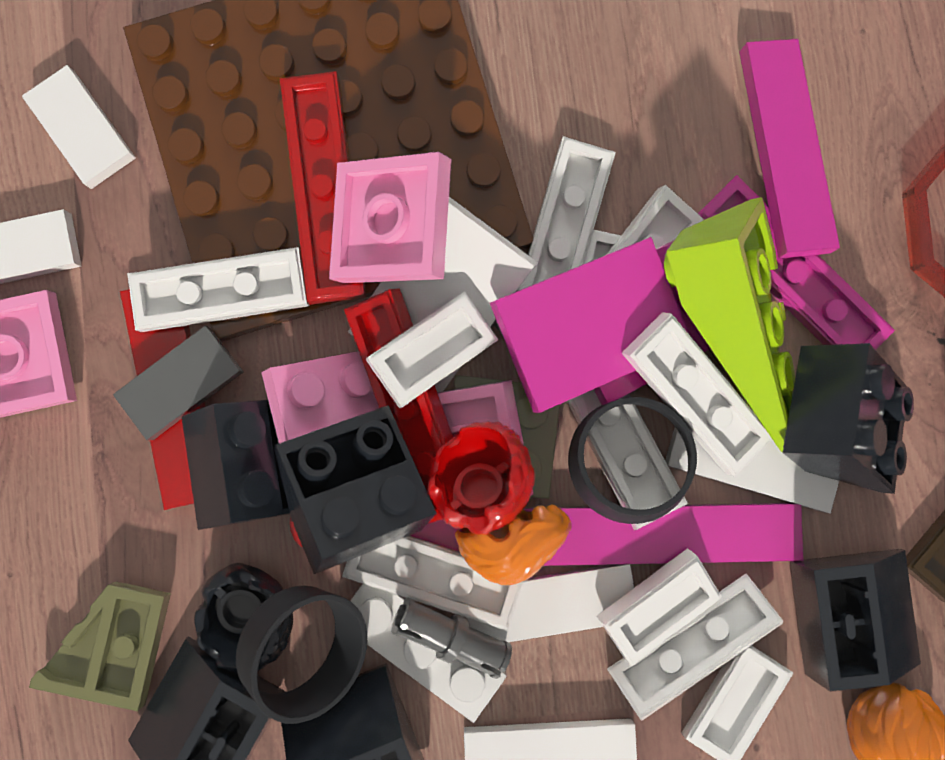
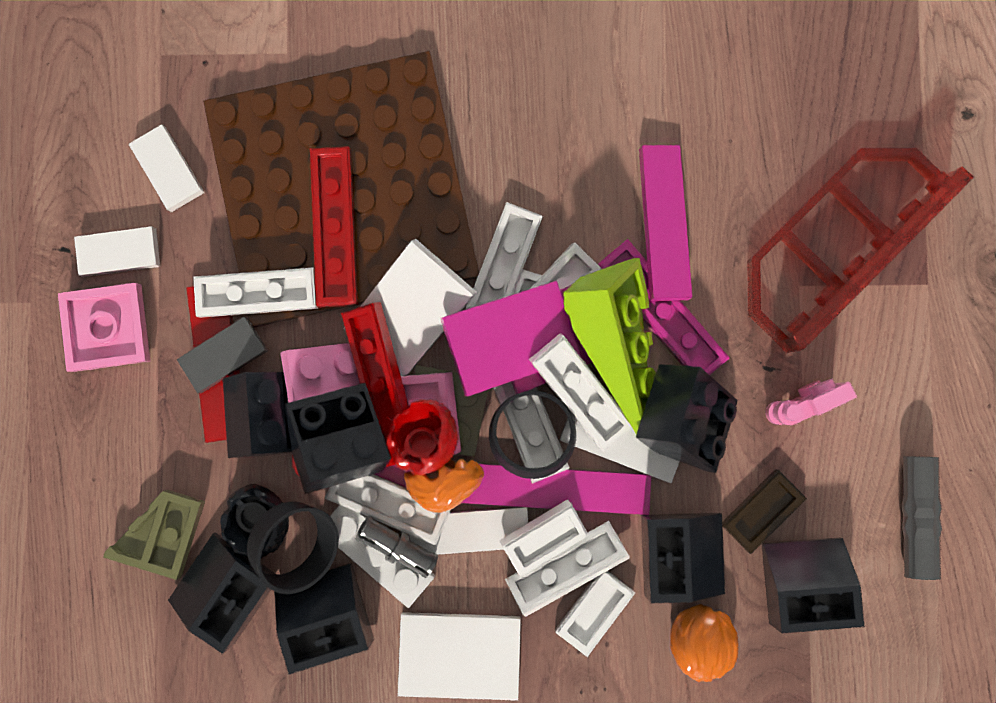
camera: 15 degrees right, 0 degrees up
(390, 219) = (376, 255): bright pink plate -> none
(431, 349) = (398, 346): white tile -> none

